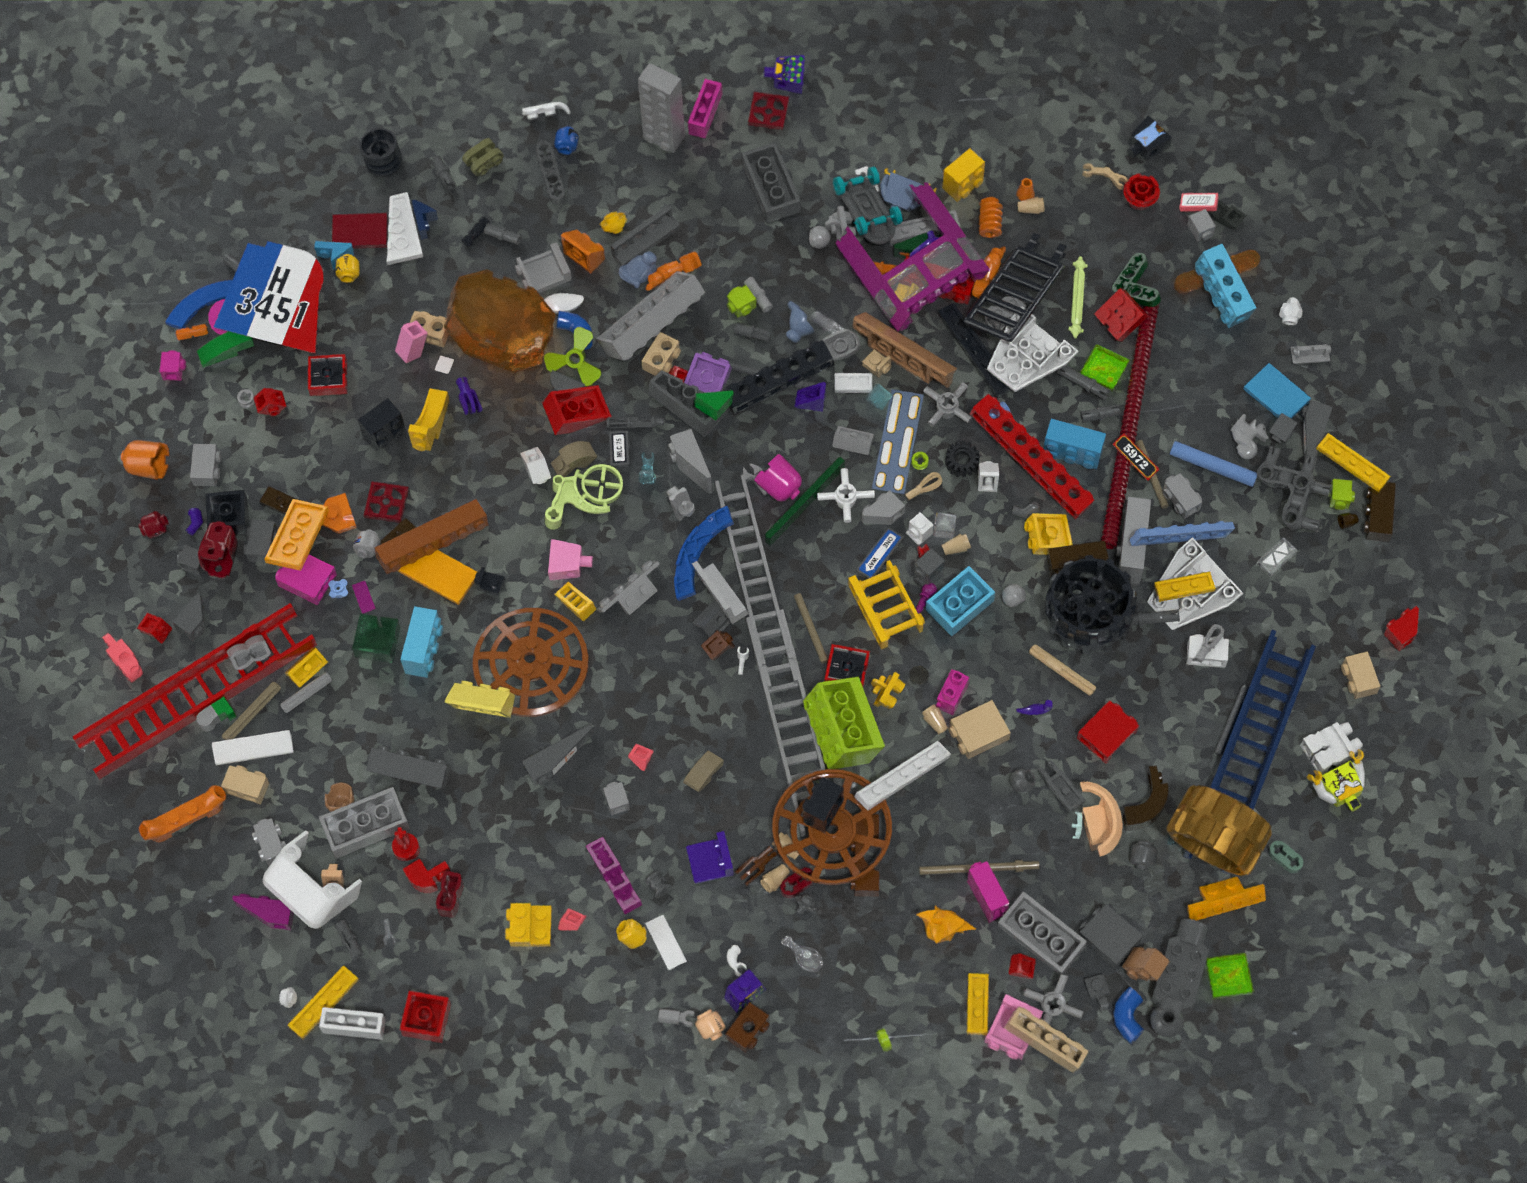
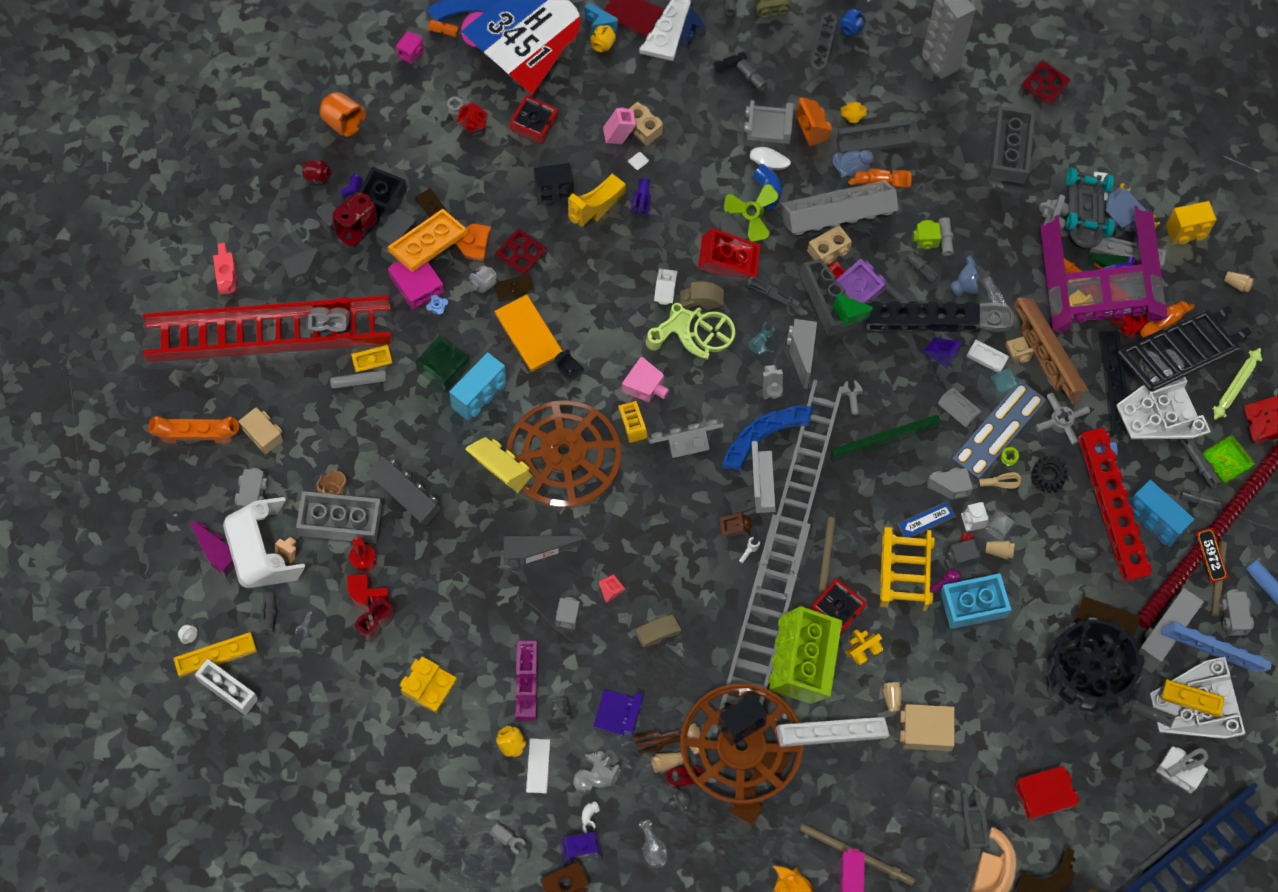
camera: 25 degrees right, 0 degrees up
(154, 627) = (266, 258): red bracket -> none
(205, 465) = (388, 143): light grey brick -> none
(215, 714) = (271, 357): leg -> none
(223, 348) = (461, 54): green slope -> none
(247, 716) = (303, 371): dark tan axle -> none
(252, 747) = (286, 402): white slope -> none
(363, 597) = (455, 323): magenta sticker -> none
(425, 1016) = (291, 716): red brick -> none
(431, 536) = (540, 300): dark orange brick -> none
(499, 312) = (710, 138): clear orange windscreen -> none
(571, 920) = (466, 700): coral slope -> none
(619, 449) = (746, 309): tile -> none
(705, 108) = (989, 53): dark pink brick -> none
(710, 1025) = (532, 863): light nougat head -> none
(725, 920) = (600, 775): none -> light grey animal
(780, 480) = (872, 407): dark pink cylinder -> none
(787, 73) = (1081, 58): dark purple torso -> none
(819, 237) = (1029, 213): light grey piece -> none
(846, 489) = (925, 446): white bar -> none
(952, 692) = (922, 680): dark pink hips -> none
(988, 476) = (1063, 502): white slope -> none
(990, 217) = (1195, 272): orange piece -> none
(1013, 595) = (1027, 622): light grey piece -> none
(1025, 190) = (1241, 264): orange cone -> none
(1036, 709) = (992, 737): dark purple bar -> none
(1047, 532) = (1091, 581): yellow plate -> none
(1062, 669) = (1035, 714): tan axle -> none
(1078, 825) = (971, 866): light aqua piece -> none

